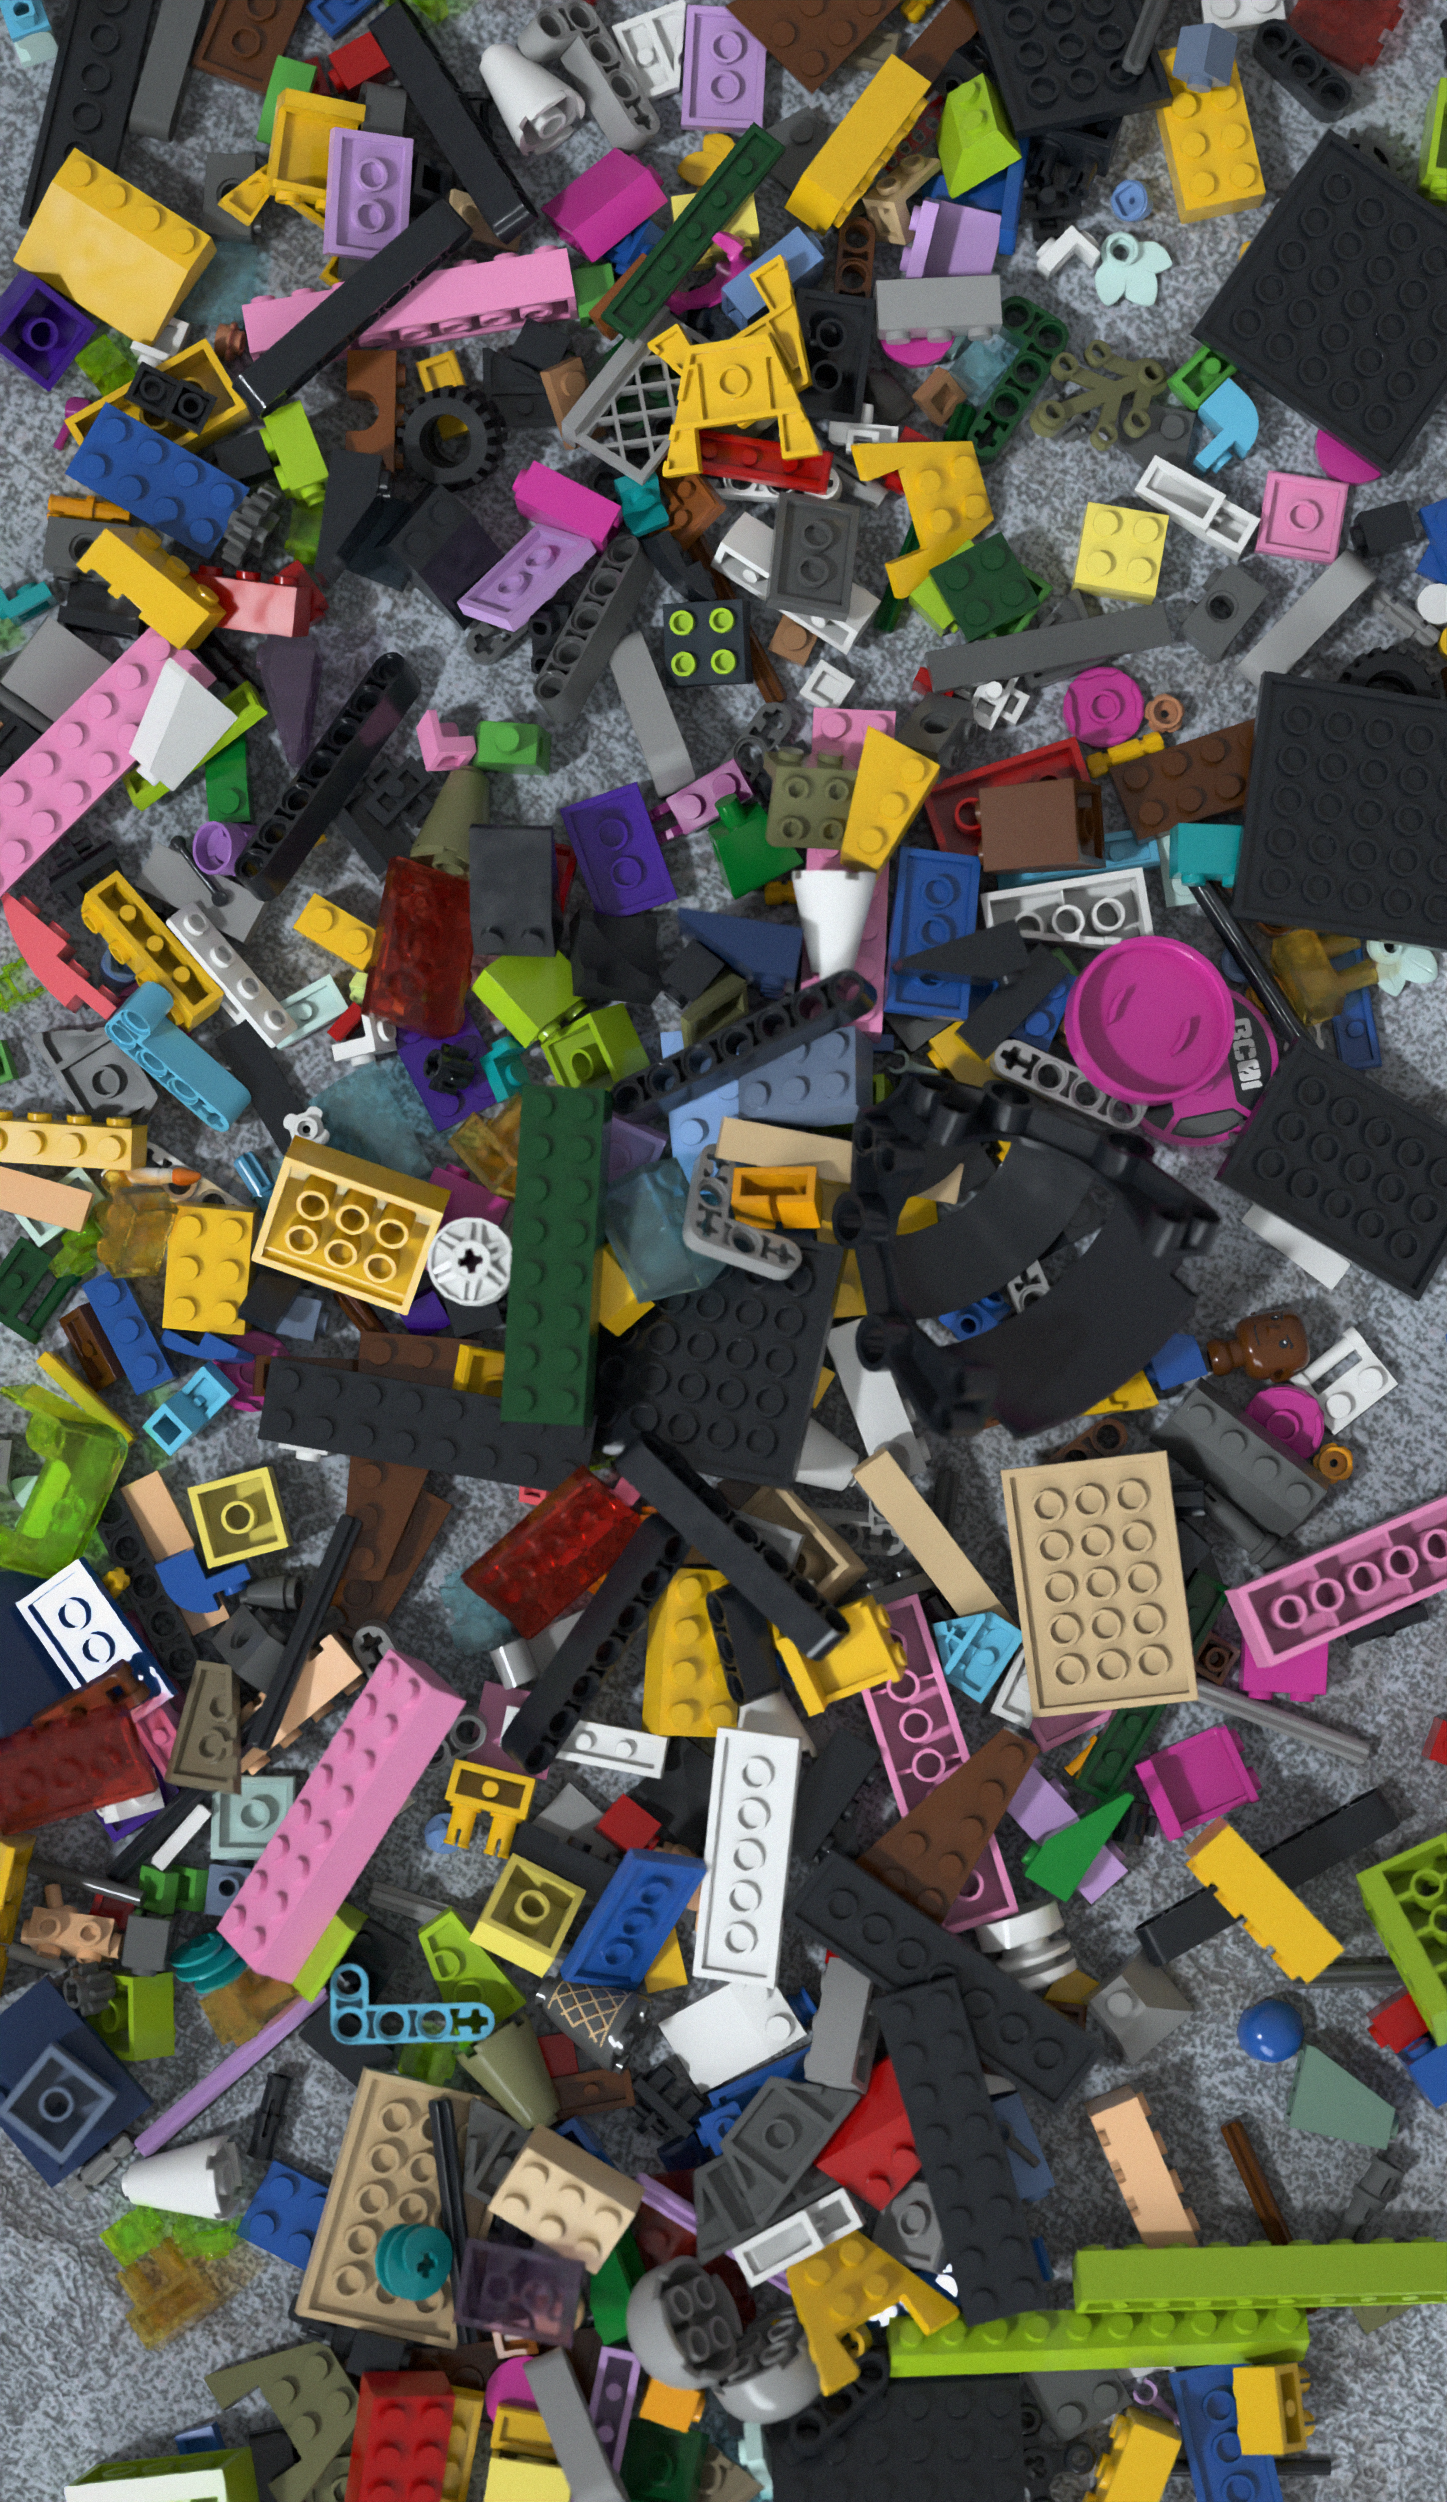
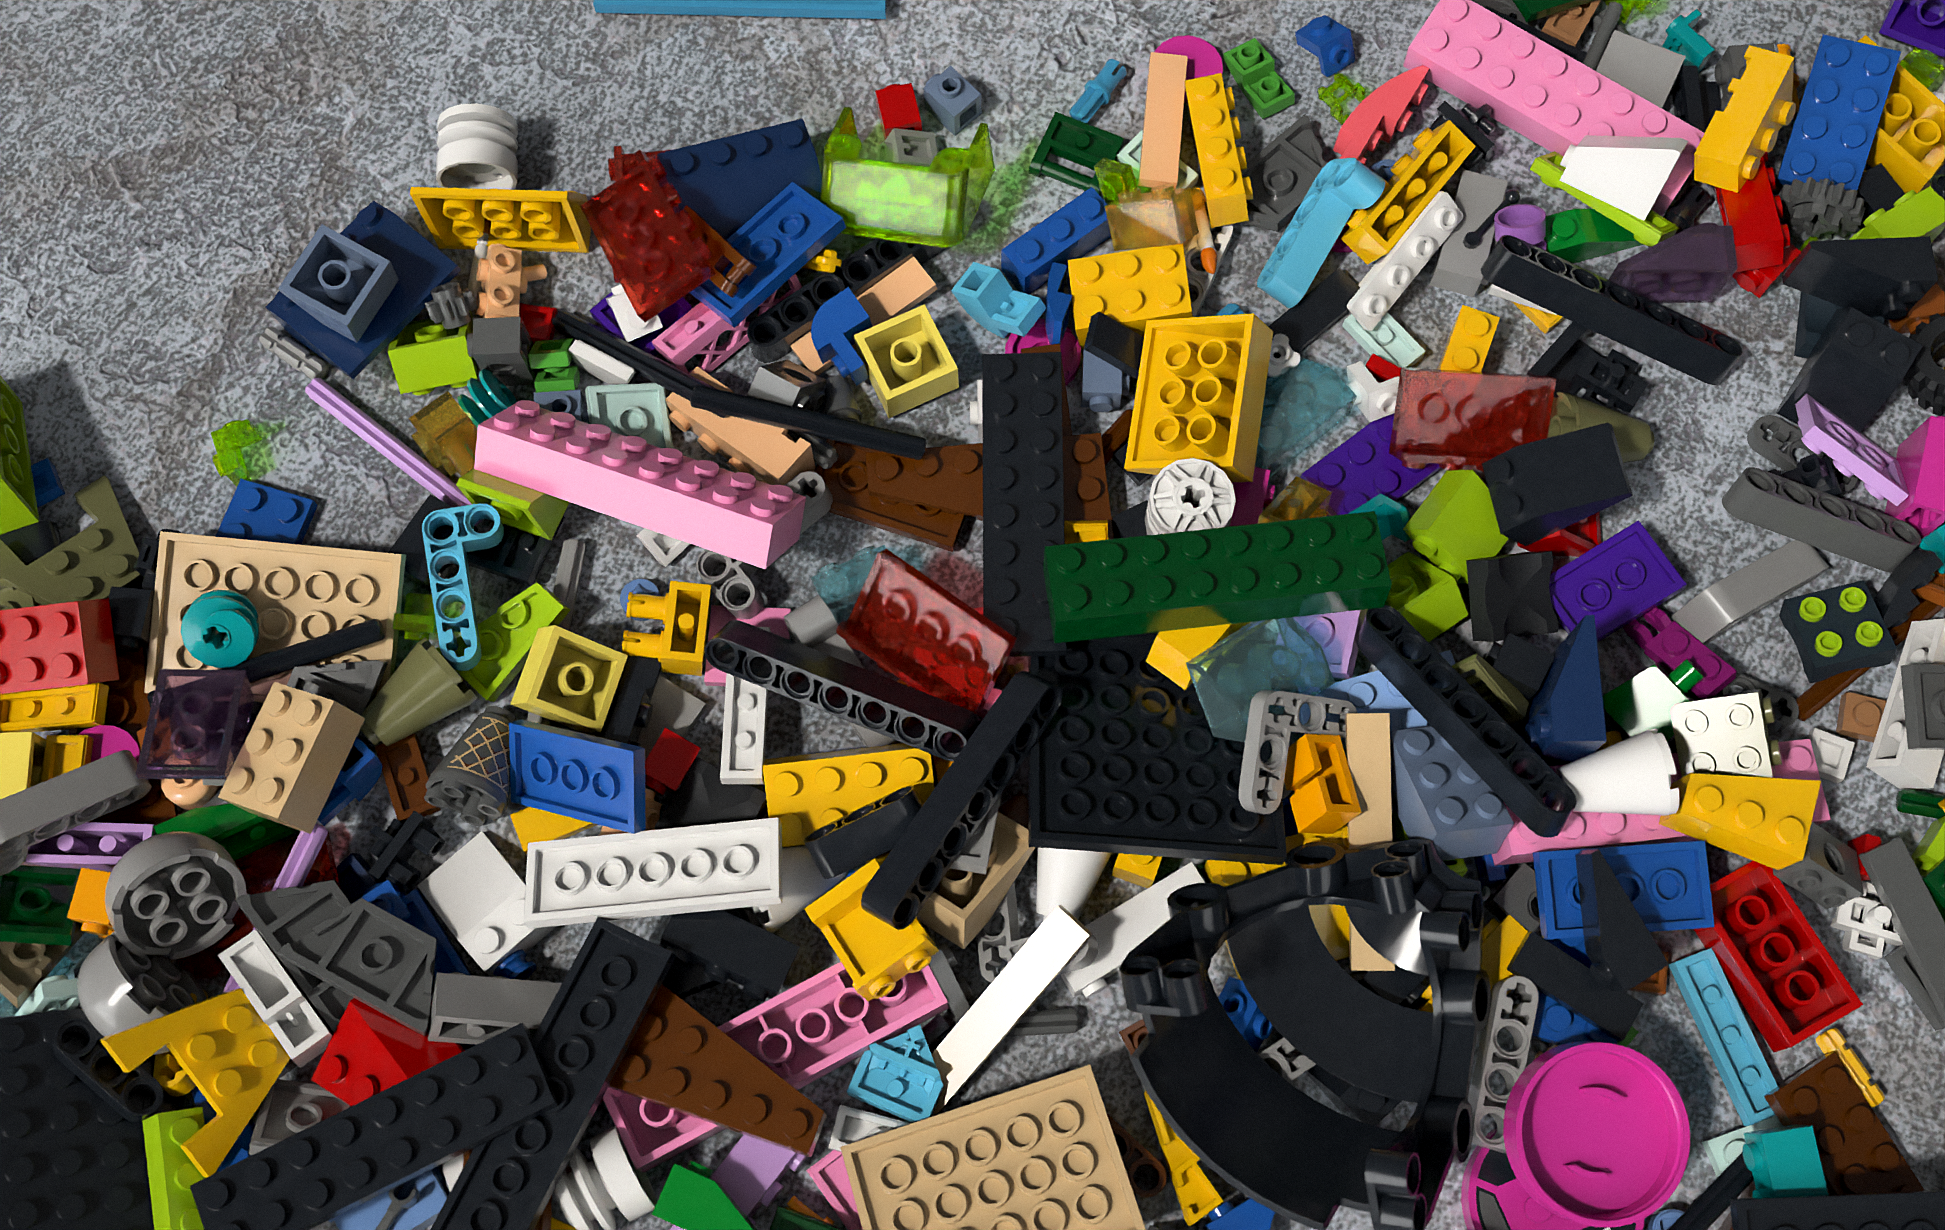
camera: 75 degrees right, 15 degrees down
(85, 1394) = (989, 219): yellow tile -> none
(87, 1881) = (551, 295): dark grey bar -> none
(92, 1347) = (1035, 213): reddish brown plate -> none
(134, 2234) = (232, 391): clear neon green bracket -> none
(170, 398) = (1916, 111): black slope -> none
(174, 2308) = (166, 435): clear yellow brick -> none
(188, 2179) = (286, 430): white cone -> none
(209, 1732) = (700, 359): dark tan wing -> none
(262, 2143) = (353, 489): black pin -> none
(426, 1314) = (1127, 490): dark purple tile -> none
(442, 744) = (1666, 411): bright pink panel -> none
(448, 1069) = (1365, 463): black gear -> none
(512, 748) = (1680, 464): bright green torso -> none
(559, 2054) = (438, 739): red tile -> none
(1041, 827) = (1765, 983): reddish brown slope -> none
(1074, 911) = (1683, 1038): white wedge -> none
(1103, 707) = (1890, 1037): dark pink tile -> none
(1167, 703) = (1915, 1099): nougat plate -> none

